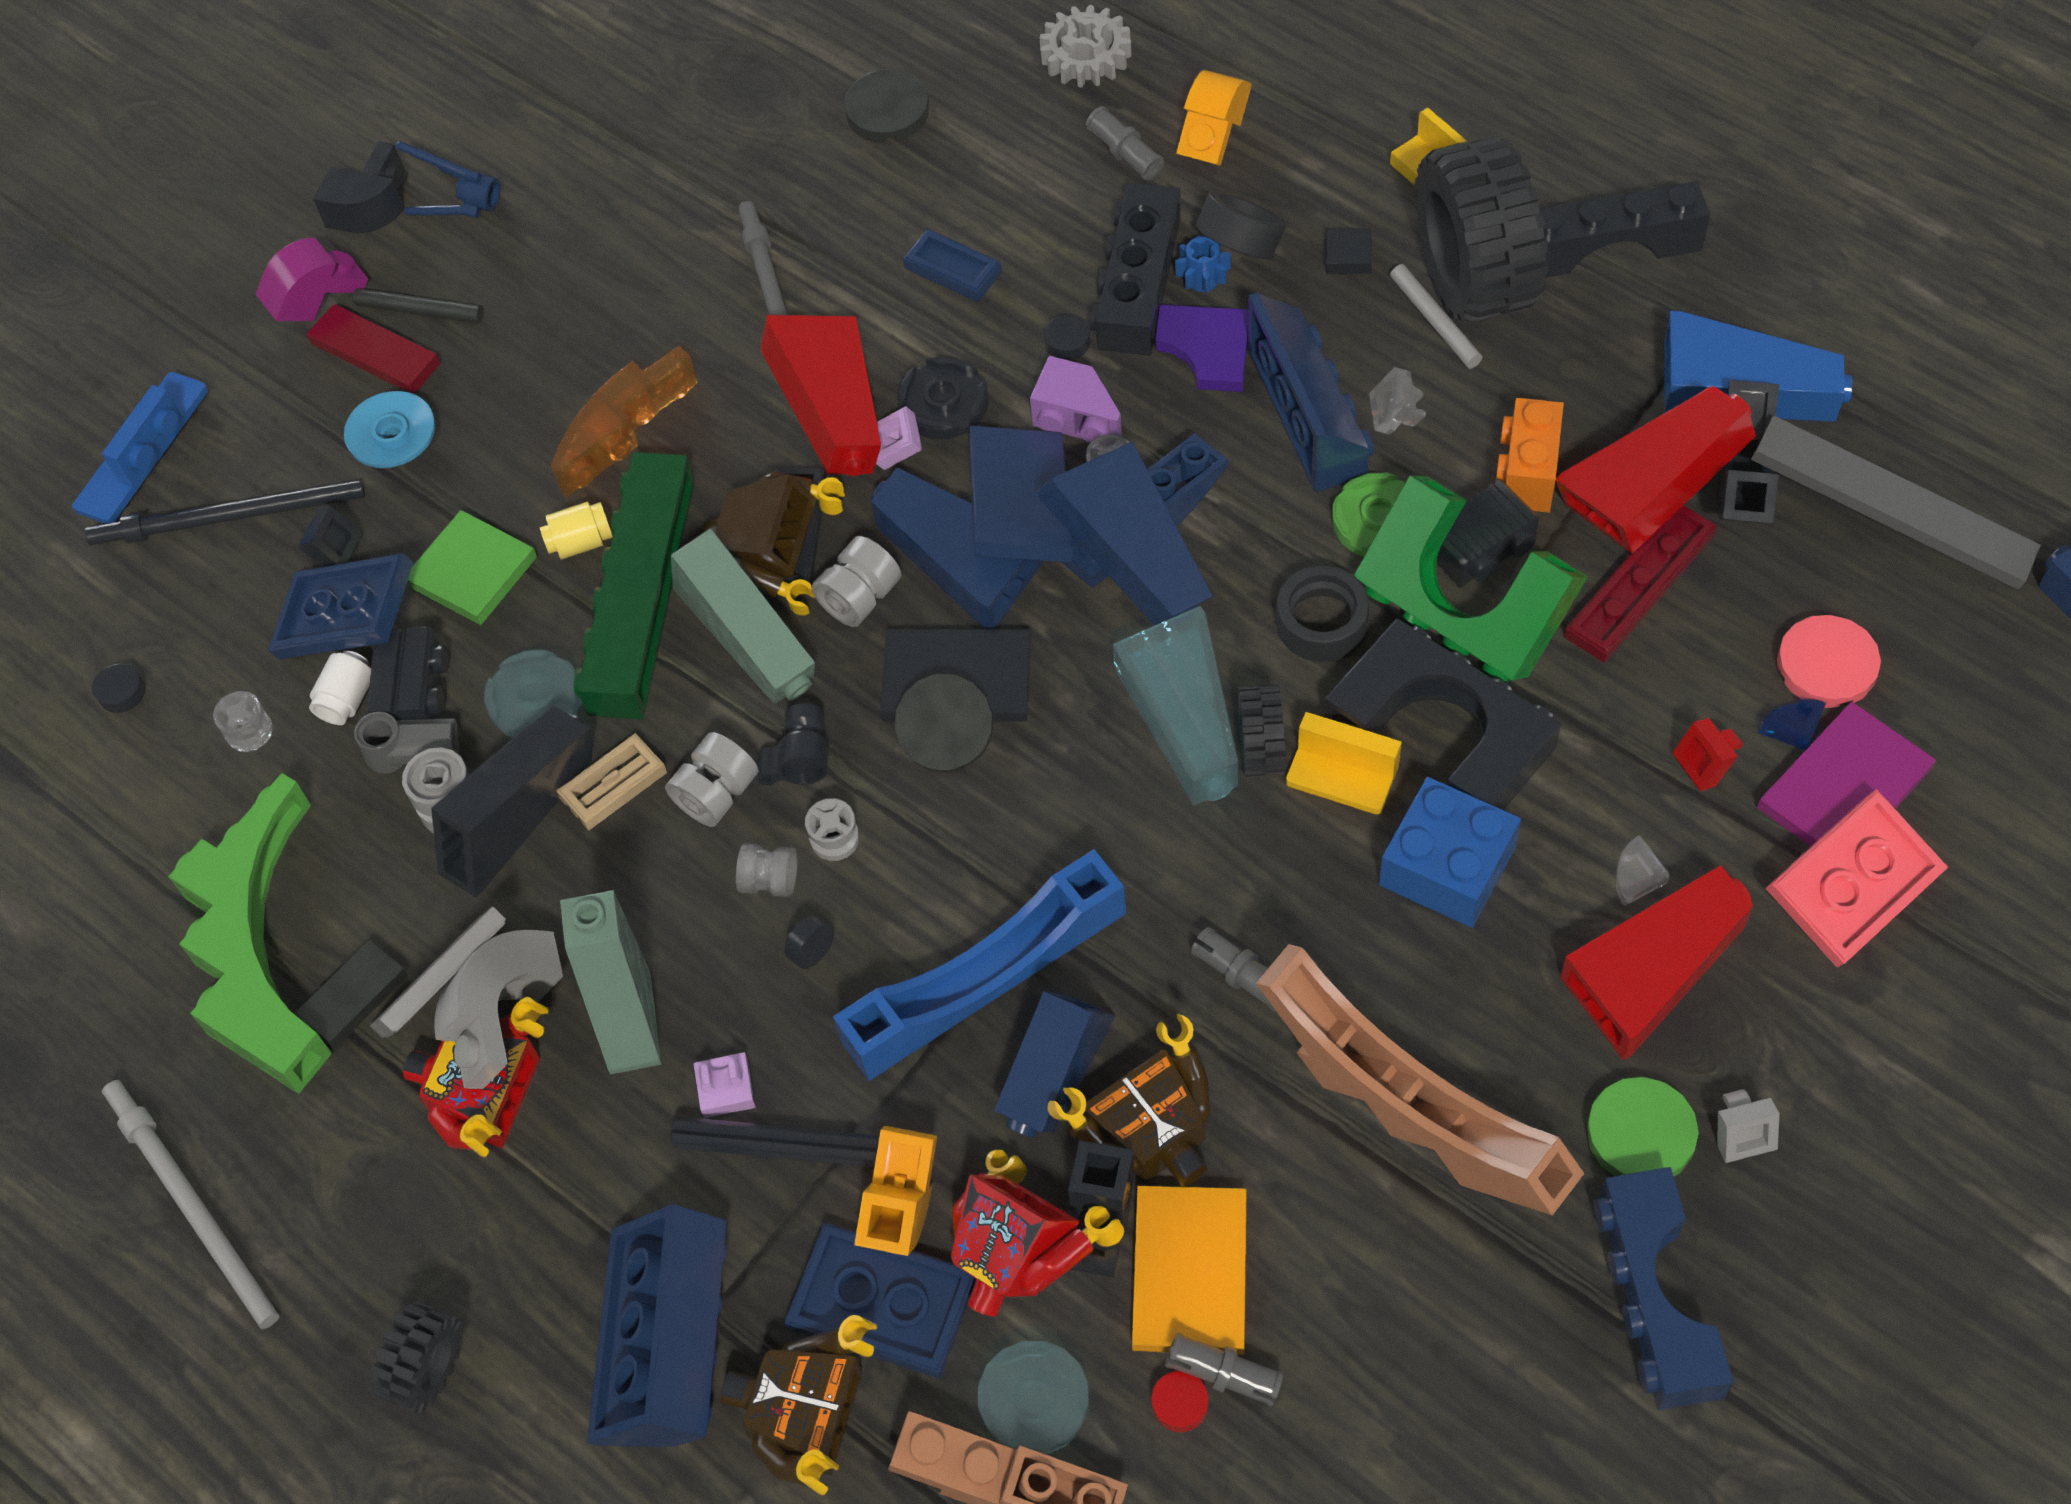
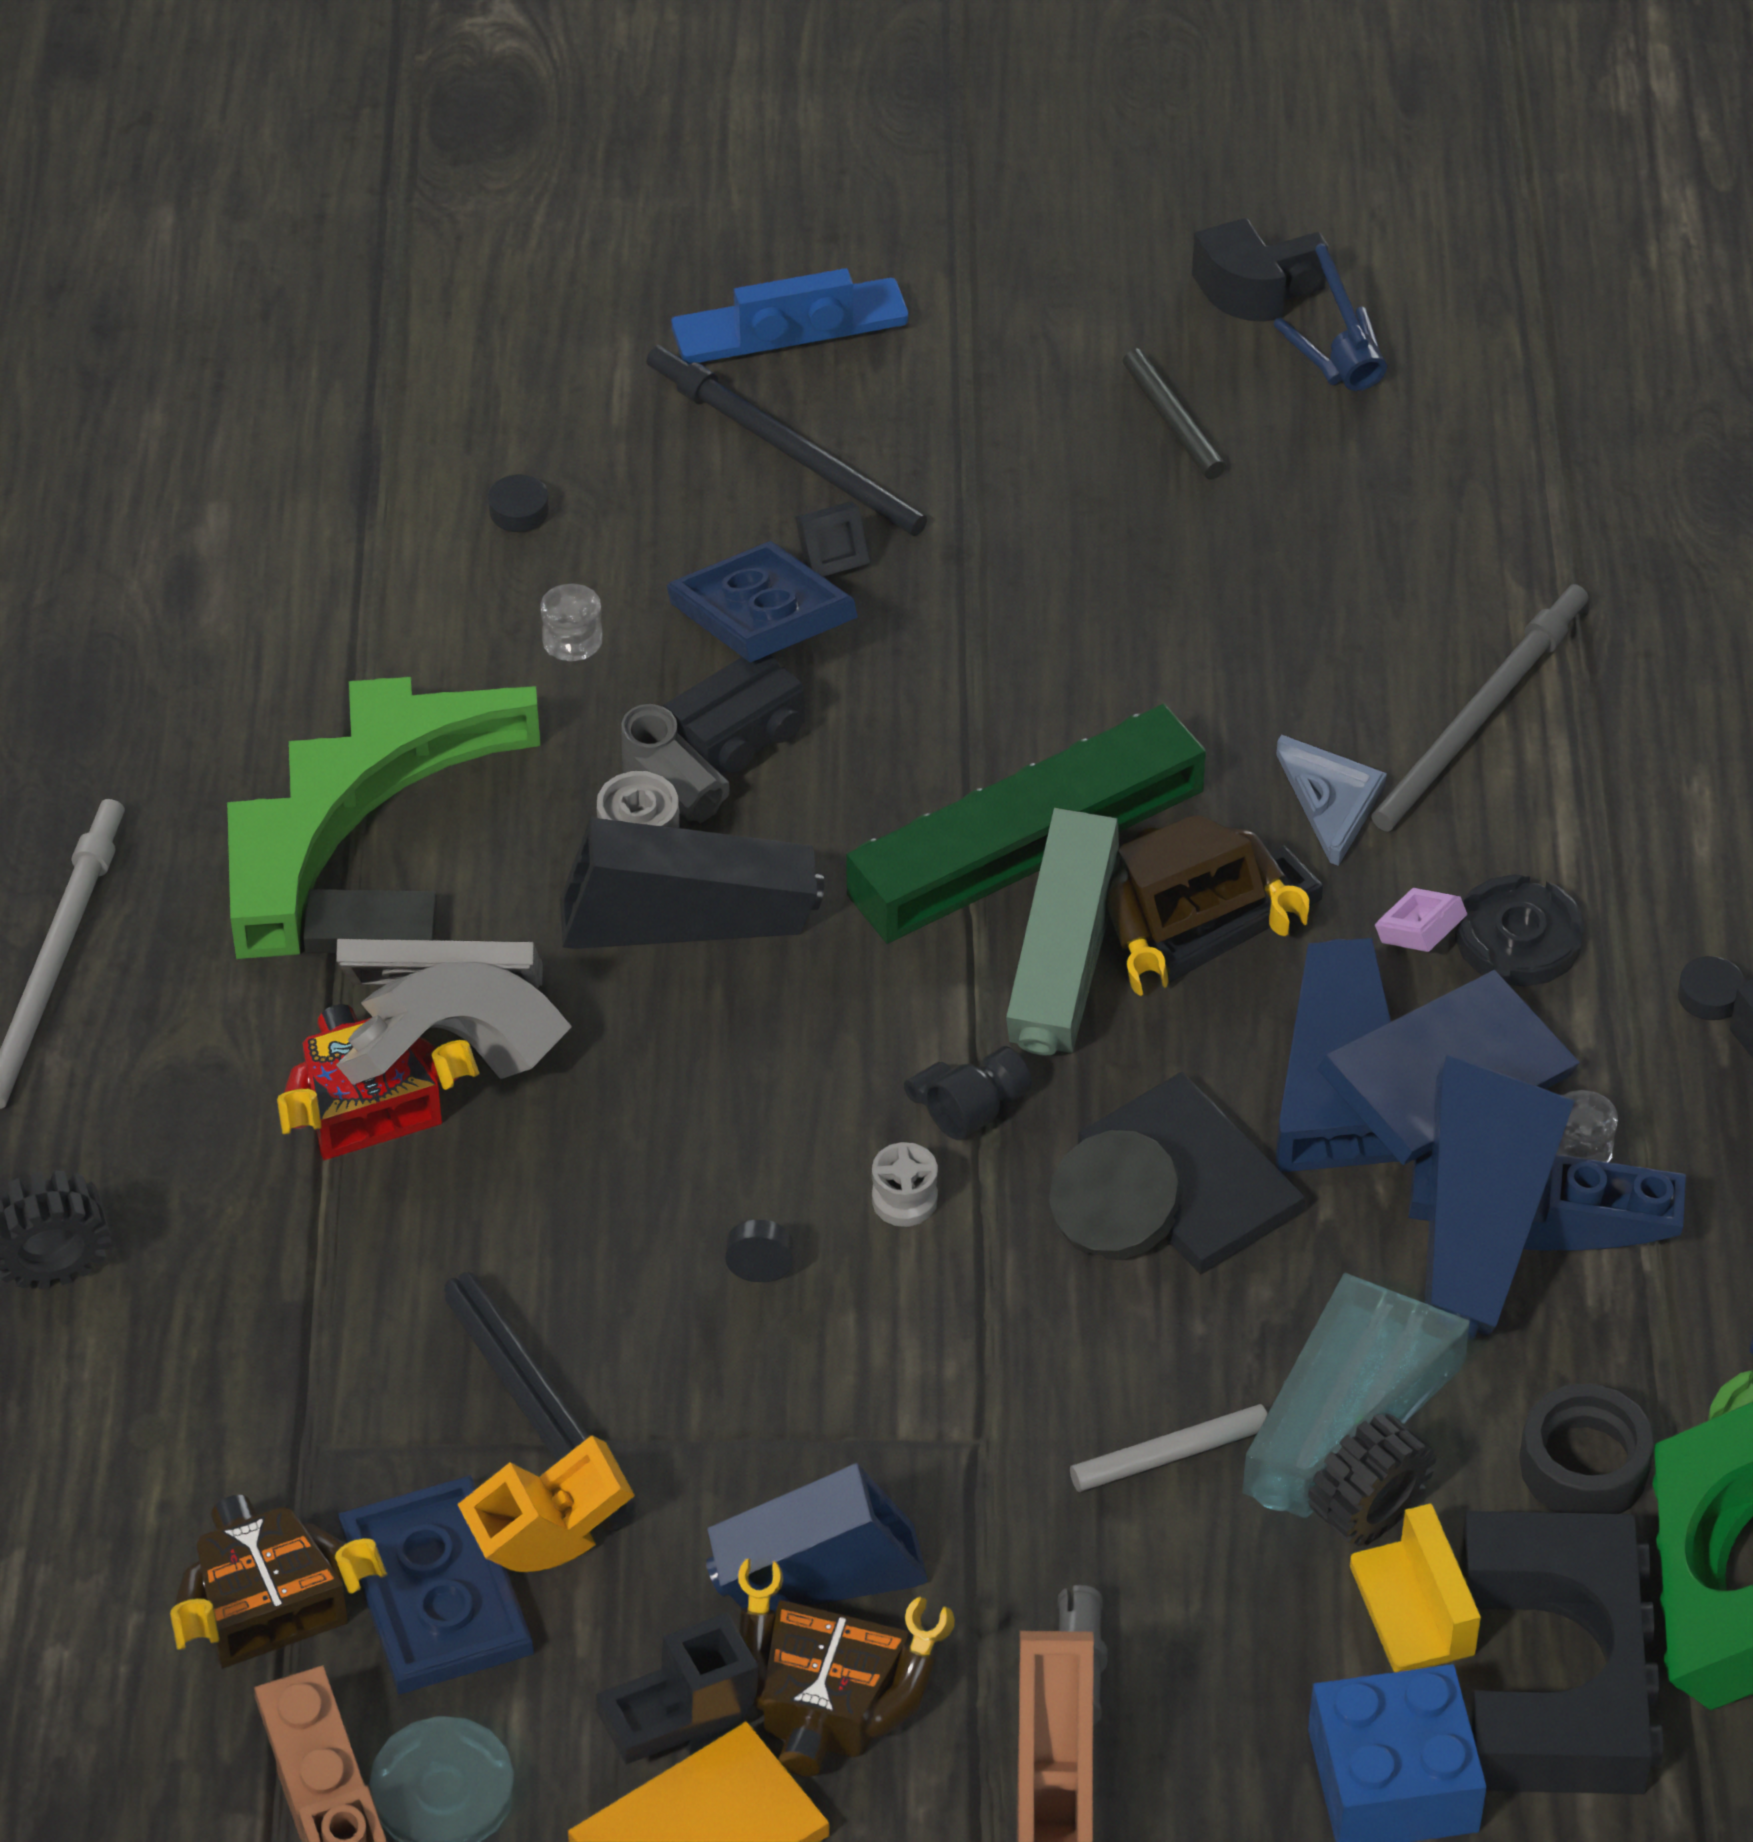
camera: 45 degrees right, 10 degrees down
(301, 276) = (1102, 291): magenta brick -> none
(340, 687) = (675, 666): white brick -> none
(373, 349) = (1086, 416): dark red tile -> none
(389, 429) = (1001, 494): dark azure dish -> none
(470, 567) = (916, 676): bright green tile -> none
(527, 688) = (827, 816): clear light blue tile -> none
(576, 529) = (1035, 725): light yellow brick -> none
(607, 422) = (1201, 659): clear orange slope -> none
(612, 980) = (548, 1098): sand green slope -> none
(617, 786) = (787, 972): tan tile -> none
(658, 1330) = (244, 1413): dark blue slope -> none
(717, 772) = (861, 1039): light grey wheel -> none
(724, 1085) = (545, 1291): lavender tile -> none
(760, 418) = (1332, 792): none -> sand blue tile
(761, 870) = (801, 1152): clear wheel -> none
(827, 386) = (1421, 810): red slope -> none
(861, 575) = (1208, 1002): light grey wheel -> none
(912, 1013) = (983, 1445): blue arch -> none
(952, 265) = (1697, 824): dark blue tile -> none
(1017, 1239) = (587, 1637): red torso -> none
(1073, 401) = (1625, 1044): medium lavender slope -> none
(1137, 816) = (1168, 1448): none -> light grey bar

